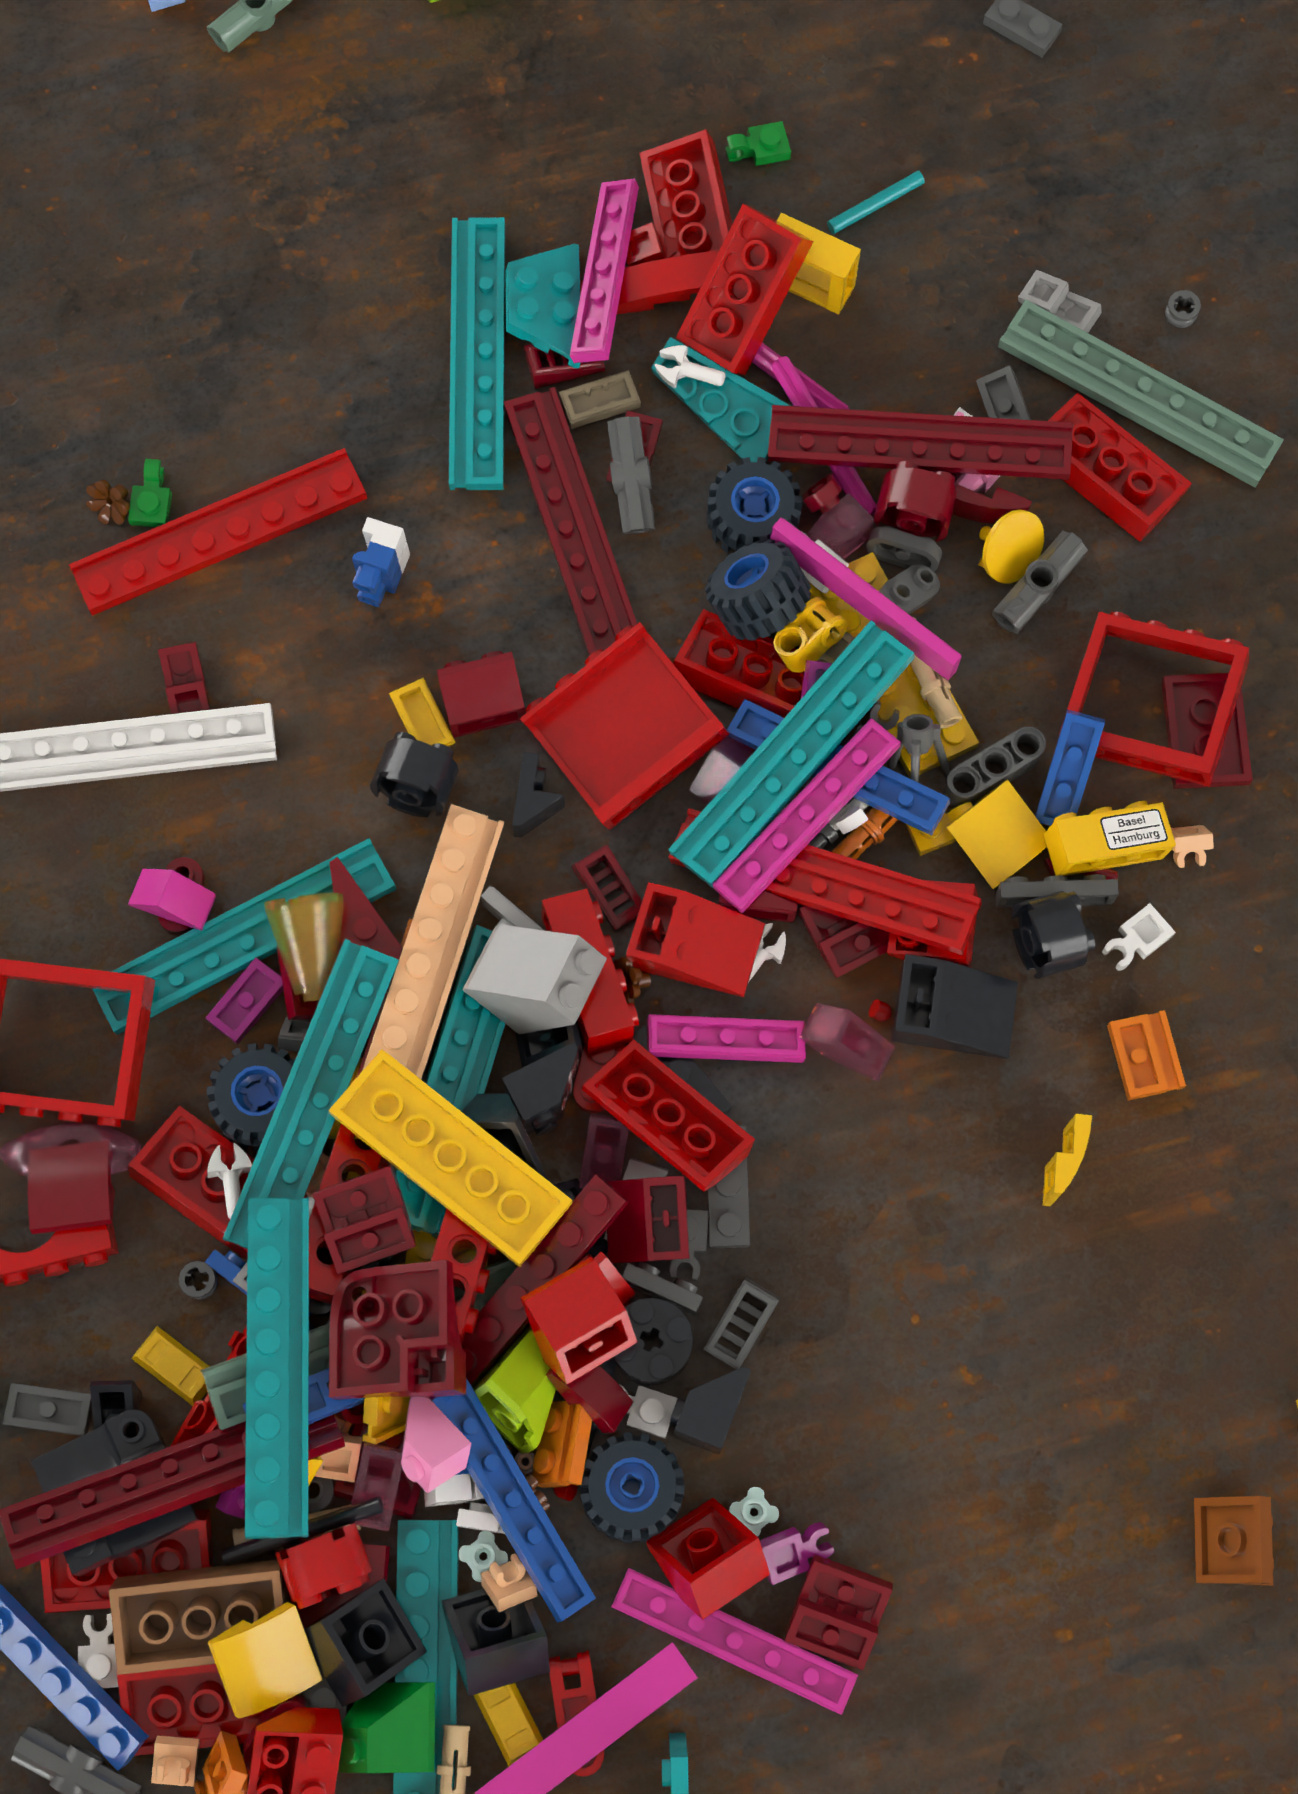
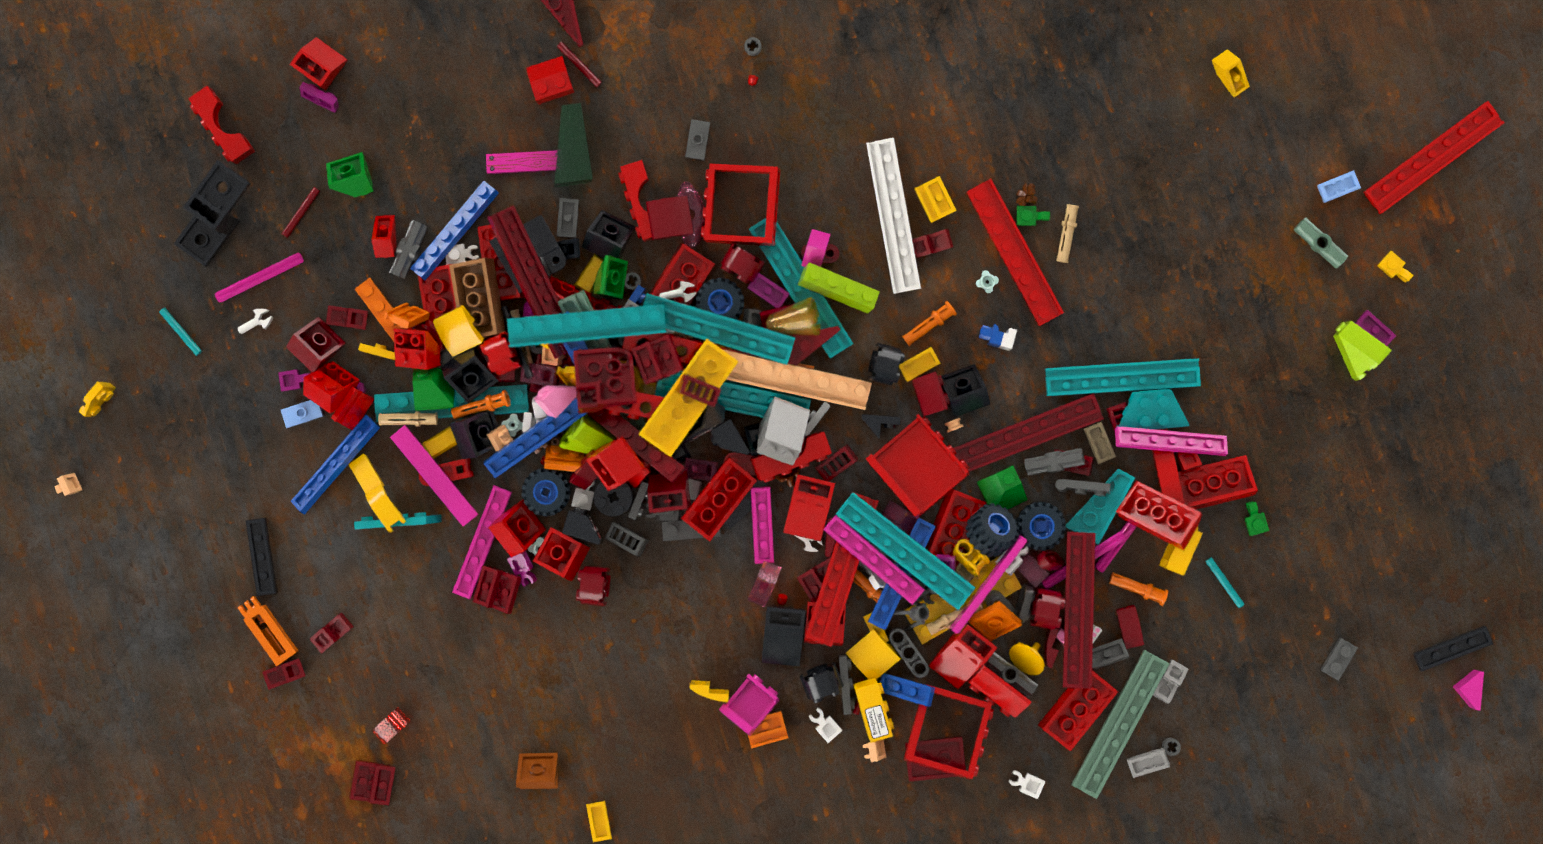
camera: 90 degrees right, 15 degrees up
(98, 669) = (935, 199): none -> yellow plate
(99, 1324) = (608, 235): none -> black slope
(175, 1761) = (415, 293): light nougat tile -> none
(179, 430) = (1067, 233): none -> tan pin
(182, 1045) = (742, 263): none -> dark red brick
(186, 1321) = (611, 278): none -> green slope
(252, 857) = (838, 288): none -> lime brick
(263, 576) = (992, 281): none -> light aqua plate
(333, 679) = (936, 318): none -> orange pin
(427, 1156) = (683, 383): none -> dark red slope
(446, 1673) = (490, 402): none -> orange pin
(481, 623) = (965, 390): none -> black slope
(547, 659) = (953, 425): none -> light nougat bush
(675, 575) = (1003, 488): none -> green slope
(683, 429) = (1082, 487): none -> dark grey plate
(686, 368) = (1116, 488): white bar -> none
(768, 1462) = (561, 554): none -> red slope
(838, 1393) = (593, 585): none -> dark red brick
(887, 333) = (1146, 591): none -> orange pin
(937, 595) = (995, 621): none -> orange plate
(954, 364) = (1130, 626): none -> dark red slope
(1005, 663) = (962, 656): none -> red slope
(1073, 601) = (998, 691): none -> red slope
(1095, 1079) = (750, 704): none -> dark pink panel
(1213, 347) = (1148, 762): none -> light grey plate
(1256, 561) = (1030, 784): none -> white plate

